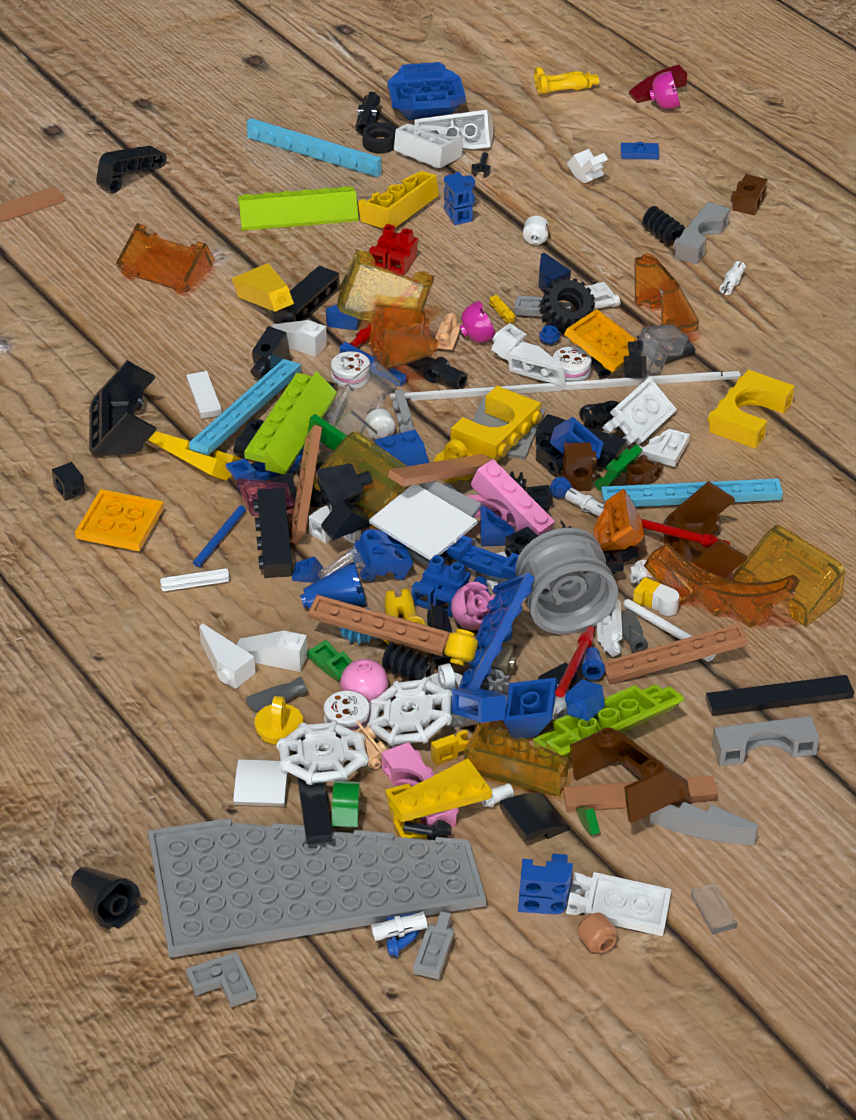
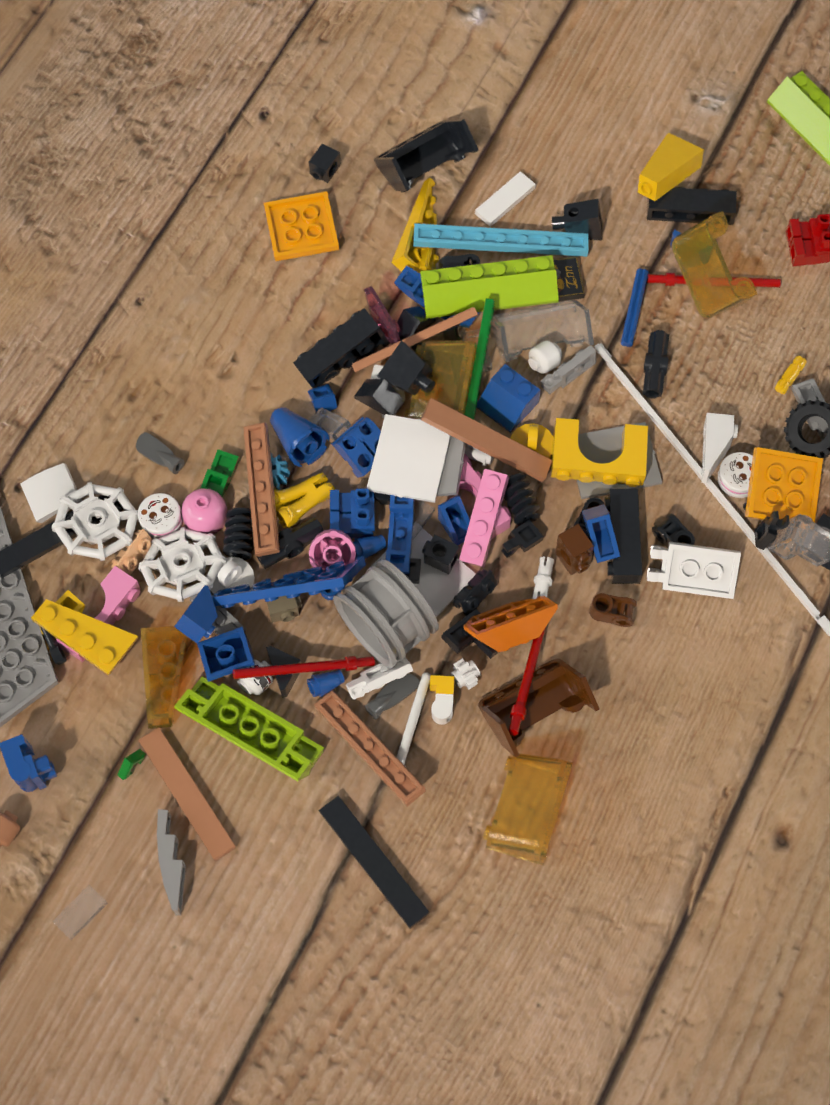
camera: 65 degrees right, 25 degrees up
(164, 261) = (665, 67): clear orange windscreen -> none
(194, 580) = (262, 320): white axle -> none
(219, 536) = (325, 309): blue bar -> none
(228, 660) = (175, 392): white slope -> none
(277, 649) = (205, 423): white slope -> none
(277, 720) = (127, 470): yellow tile -> none
(305, 336) = (630, 229): white slope -> none
(346, 803) = (48, 565): green brick -> none
(347, 366) = (610, 294): white head -> none
(399, 336) = (665, 312): clear orange windscreen -> none
(447, 748) = (157, 613): yellow plate -> none
(448, 332) = (718, 347): light nougat hinge -> none
(461, 647) = (267, 566): yellow head -> none
(476, 323) = (743, 365): dark pink cylinder -> none
(496, 682) = (254, 621): light grey gear -> none
(498, 794) = (125, 678): white pin -> none
(506, 340) = (731, 403): white brick -> none
(533, 816) = (114, 719): black slope -> none
(549, 335) = (775, 434): blue plate -> none
(559, 487) = (547, 548): blue plate -> none
(584, 700) = (247, 697): blue brick -> none
(618, 467) = (607, 587): green plate -> none
(622, 900) = (48, 834): white tile -> none
(658, 782) = (190, 803): reddish brown windscreen -> none
(666, 447) = (666, 614): white wing -> none
(679, 492) = (613, 668): medium azure plate -> none
(747, 599) = (467, 745): clear orange arch -> none
(750, 389) = (804, 653): yellow arch -> none
(792, 735) = (281, 848): light grey arch -> none

